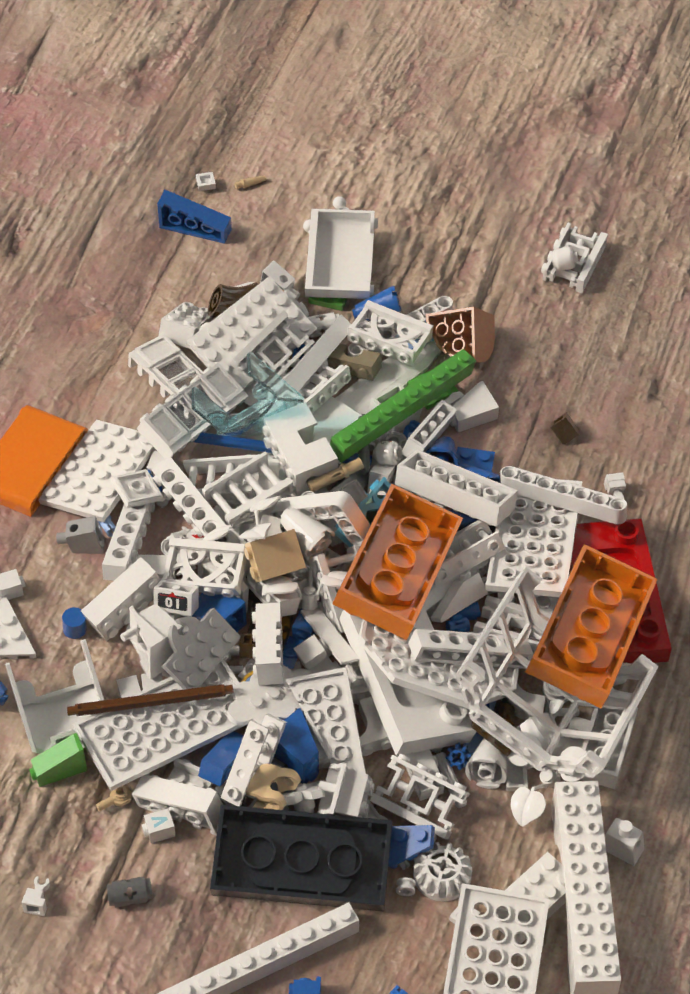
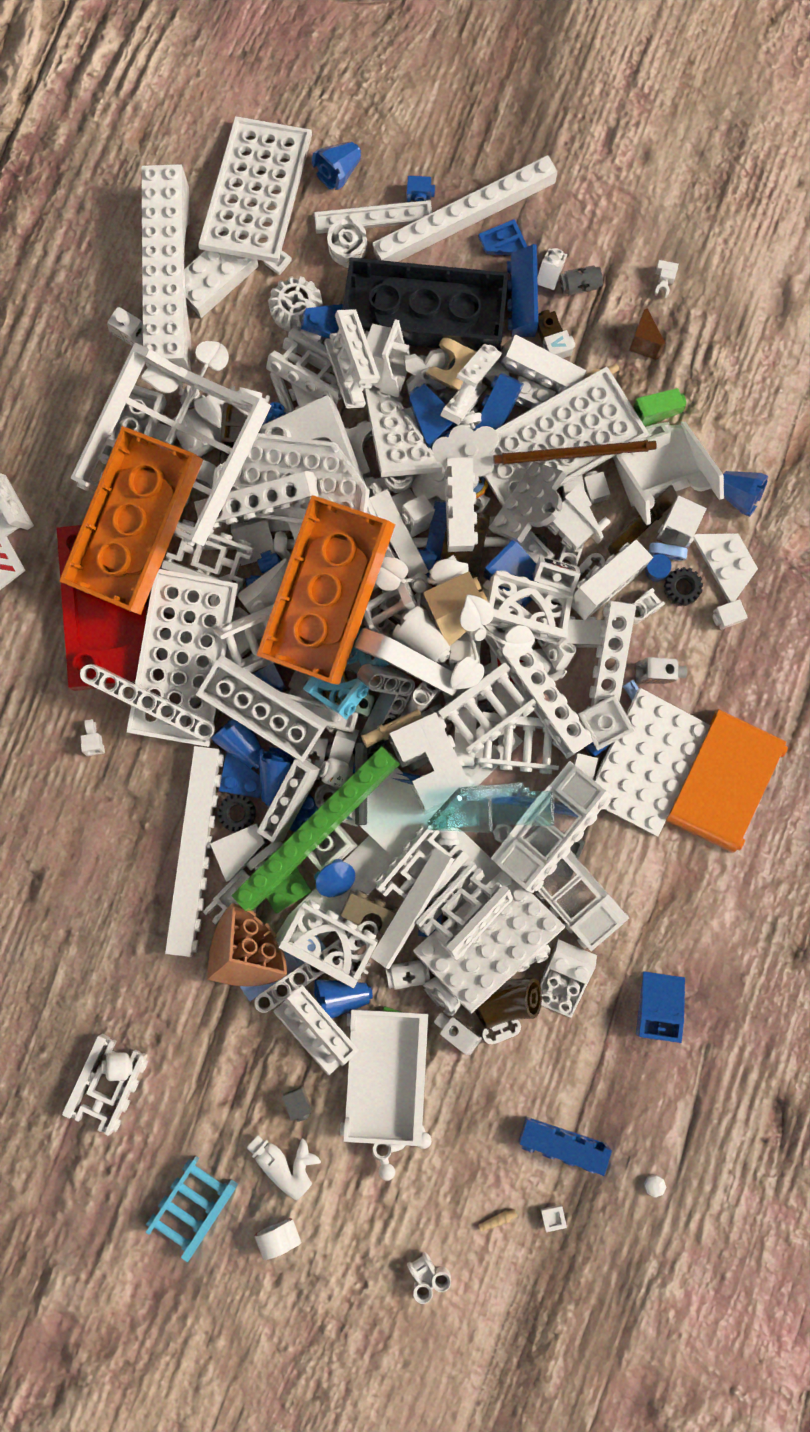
camera: 175 degrees left, 30 degrees up
(47, 656) = (681, 523): none -> white piece
(49, 600) = (692, 578): none -> black tyre
(62, 638) = (671, 551): none -> light blue beam
(66, 824) = (647, 338): none -> reddish brown slope
(69, 672) = (638, 525): none -> dark brown piece
(89, 589) = (647, 605): none -> white piece
(106, 302) = (661, 1007): none -> blue slope
(122, 201) = (654, 1185): none -> white tile
(161, 905) = (551, 268): none -> white slope
(167, 845) = (546, 330): none -> dark brown brick
(194, 875) = (524, 292): none -> blue slope
(212, 937) = (502, 239): none -> blue wing
(306, 147) = (425, 1276): none -> white piece
(361, 966) = (375, 215): none -> white tile
(379, 776) = (351, 358): none -> white fence
(382, 382) = (335, 879): none -> blue dish
(387, 928) = (346, 240): none -> white brick
(397, 277) = (315, 1030): none -> white fence
(405, 886) = (329, 287): white bush -> none
(414, 246) = (297, 1104): none -> dark grey brick
(426, 166) = (277, 1239): none -> white piece
(429, 209) = (275, 1166): none -> white piece
(477, 427) = (225, 807): none -> black tyre
(479, 374) = (224, 897): none -> white hinge
(487, 174) = (212, 1209): none -> medium azure fence
(513, 401) = (193, 852): none -> white brick
(565, 428) = (139, 822): dark brown panel -> none

